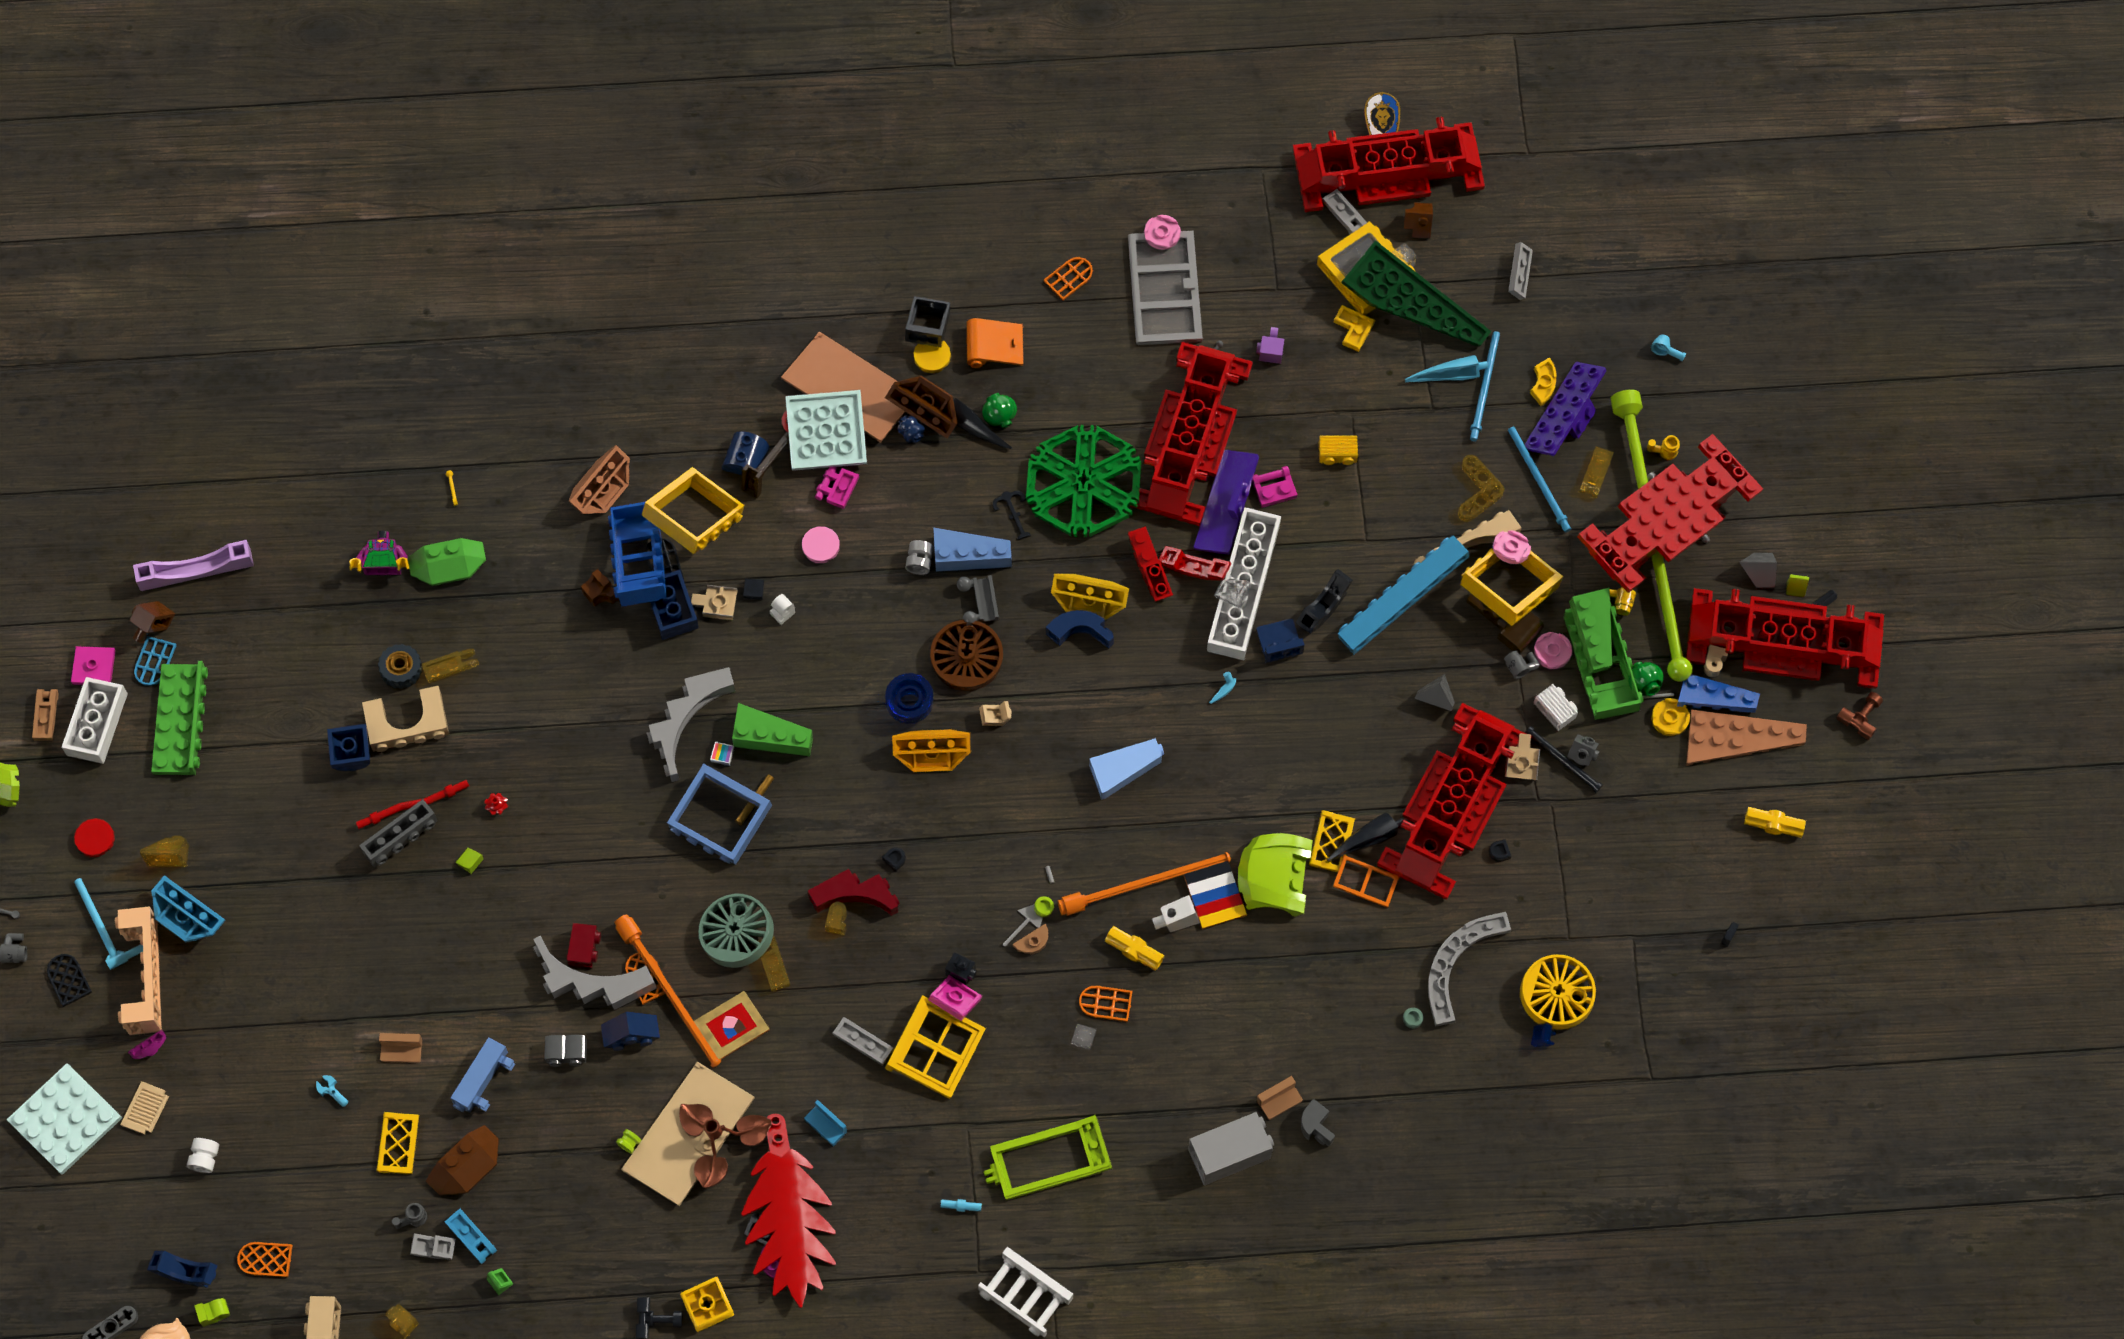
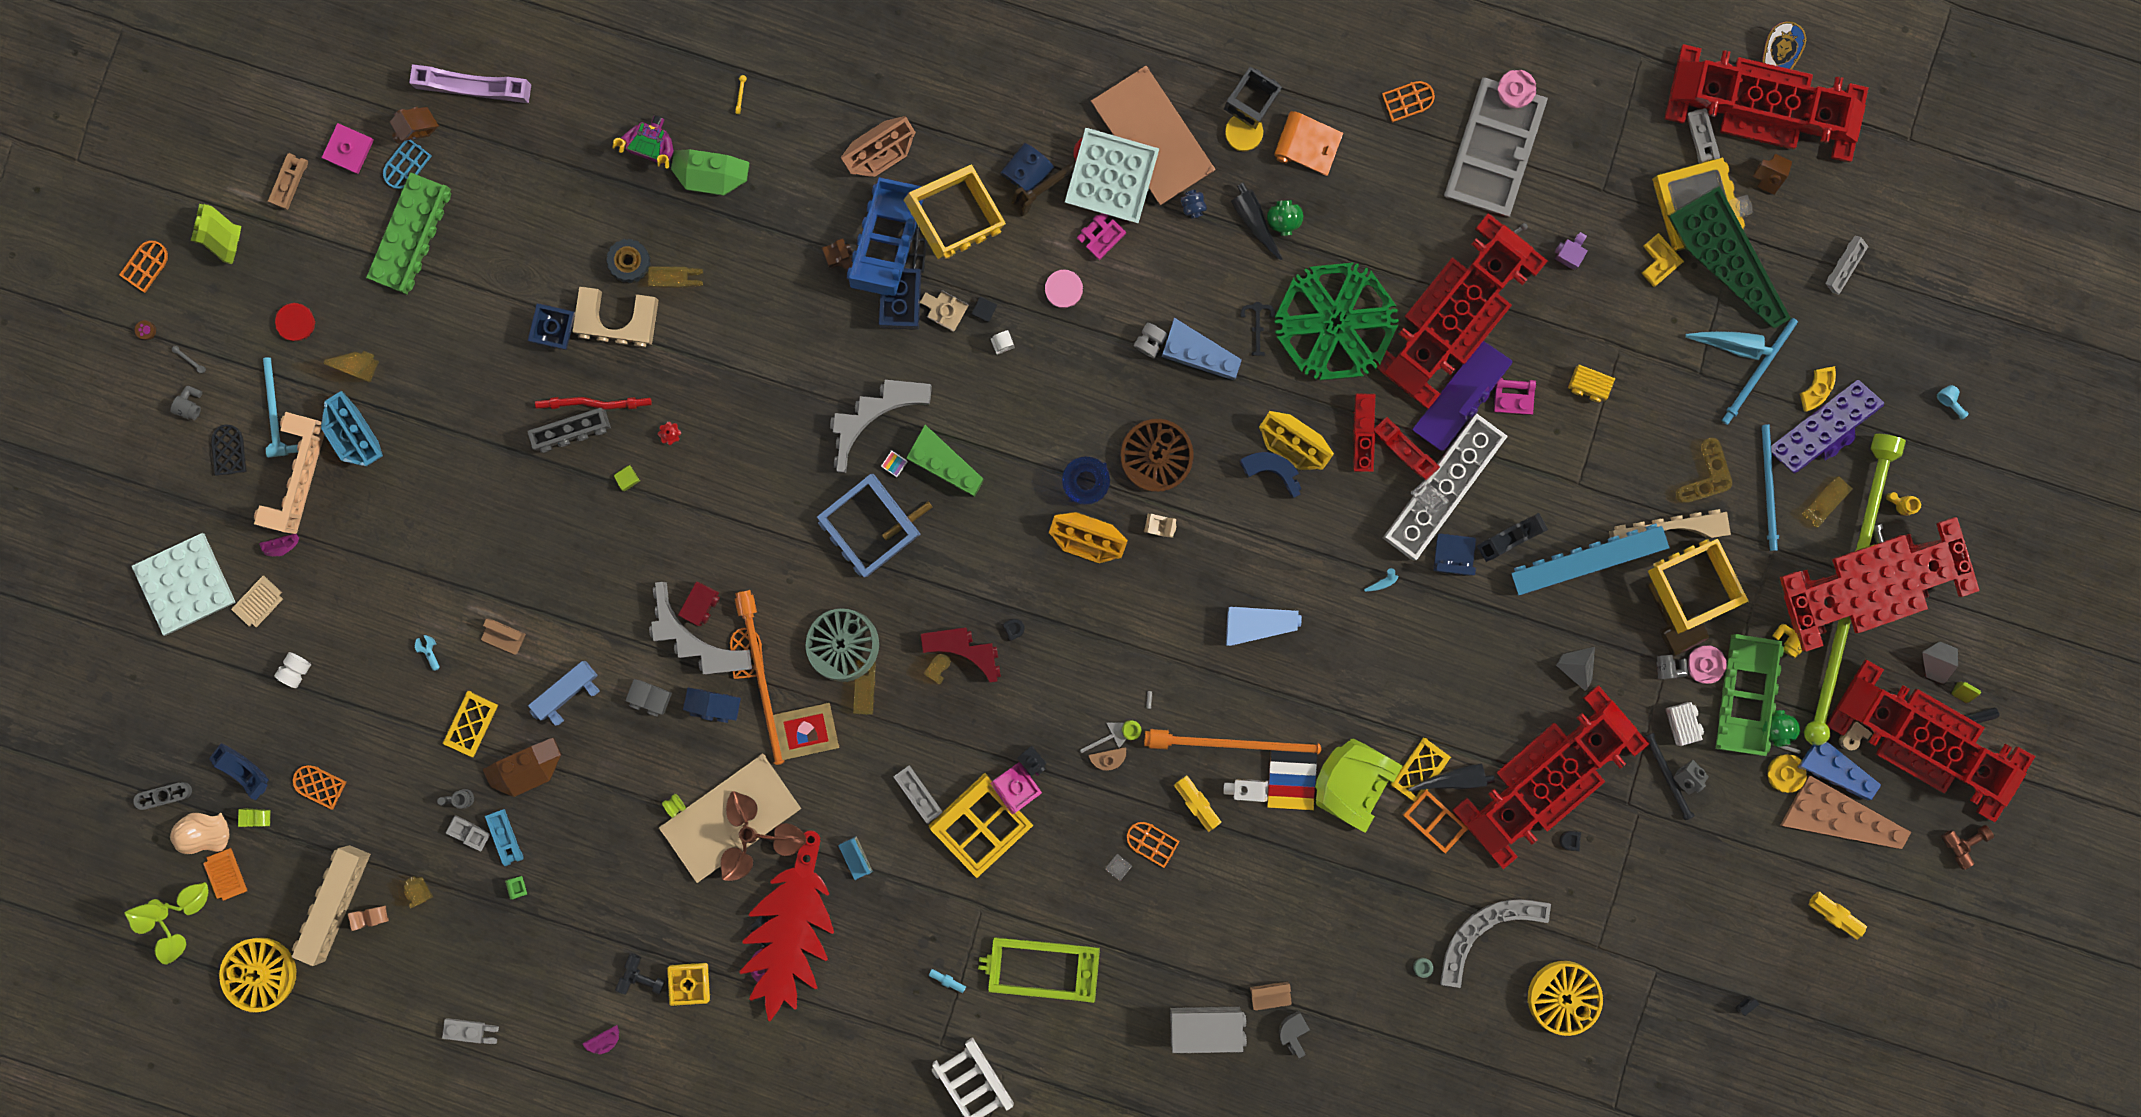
camera: 20 degrees right, 20 degrees up
(94, 720) = (329, 207): white brick -> none
(925, 403) = (1216, 187): reddish brown wedge -> none
(984, 597) = (1195, 406): dark grey gear -> none
(1511, 547) = (1712, 553): bright pink tile -> none
(1524, 761) = (1635, 764): tan piece -> none
(1542, 1035) = (1533, 1032): clear blue tile -> none
(1593, 625) = (1755, 664): bright green wedge -> none

